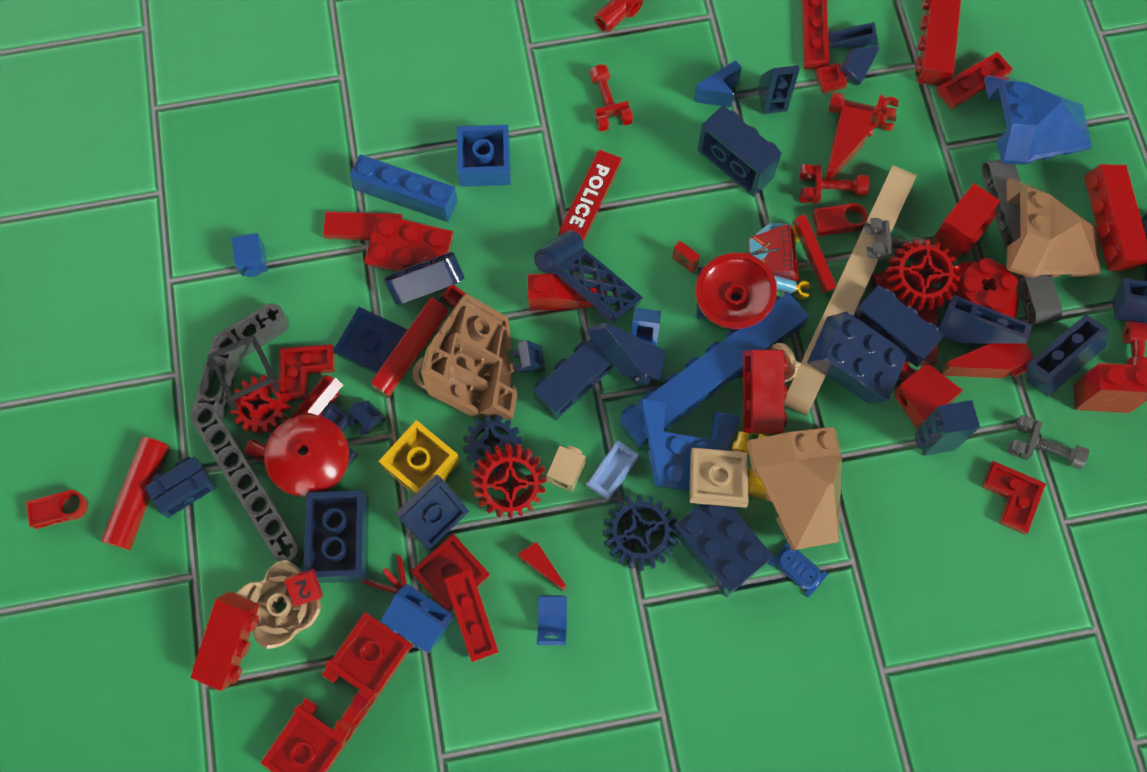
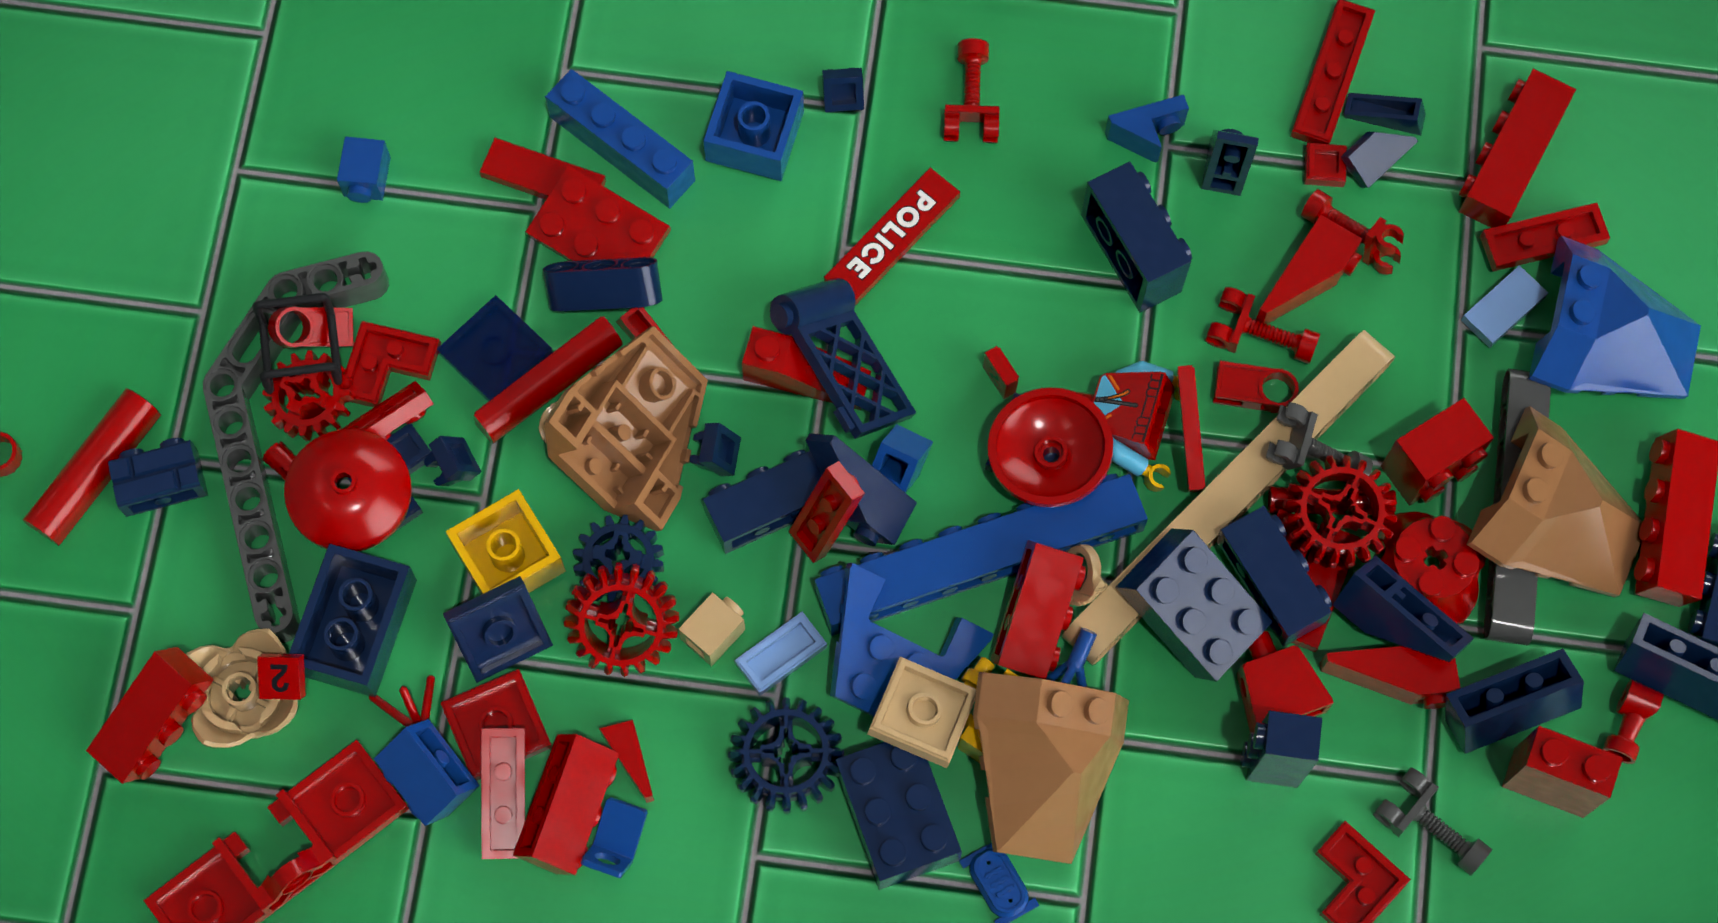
camera: 15 degrees right, 0 degrees up
(251, 360) = (315, 327): none -> red piece
(514, 609) = (566, 804): none -> red brick
(530, 119) = (843, 89): none -> dark blue tile
(614, 372) = (826, 511): none -> red plate
(798, 414) = (1076, 660): none -> blue plant
(966, 127) = (1504, 306): none -> light blue tile

